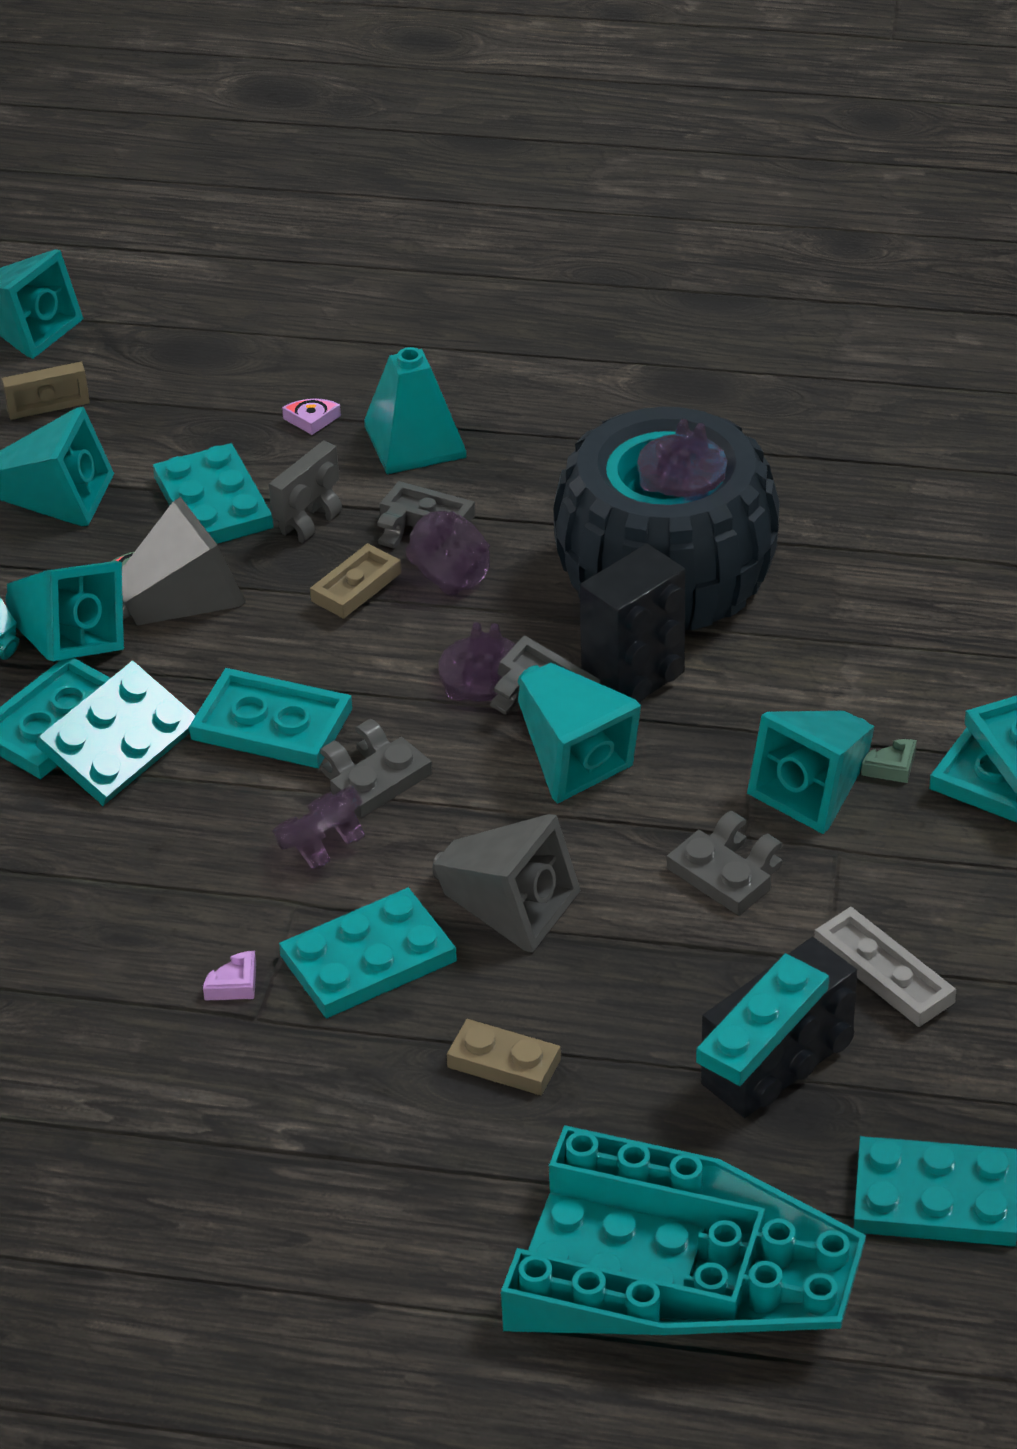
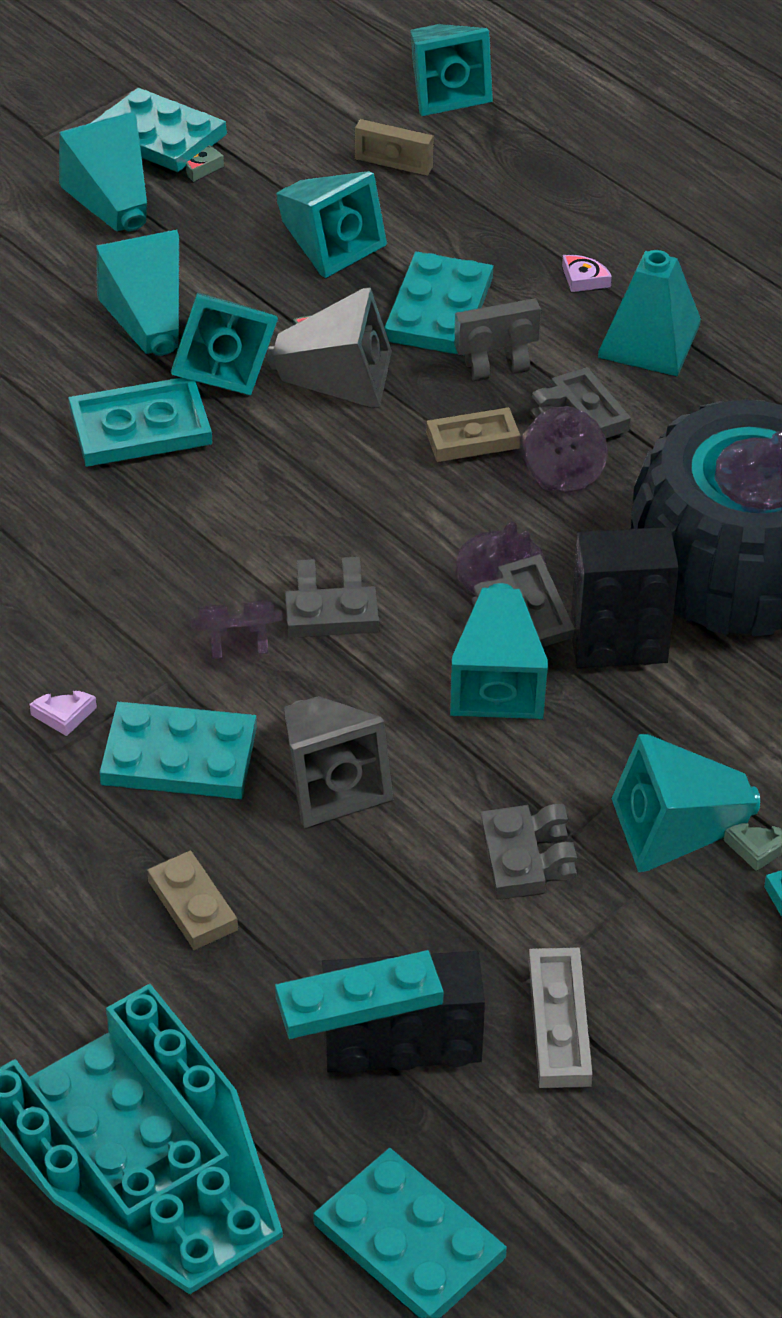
camera: 35 degrees right, 5 degrees up
(116, 732) = (167, 460): plate -> none
(270, 717) = (295, 512): teal plate -> none

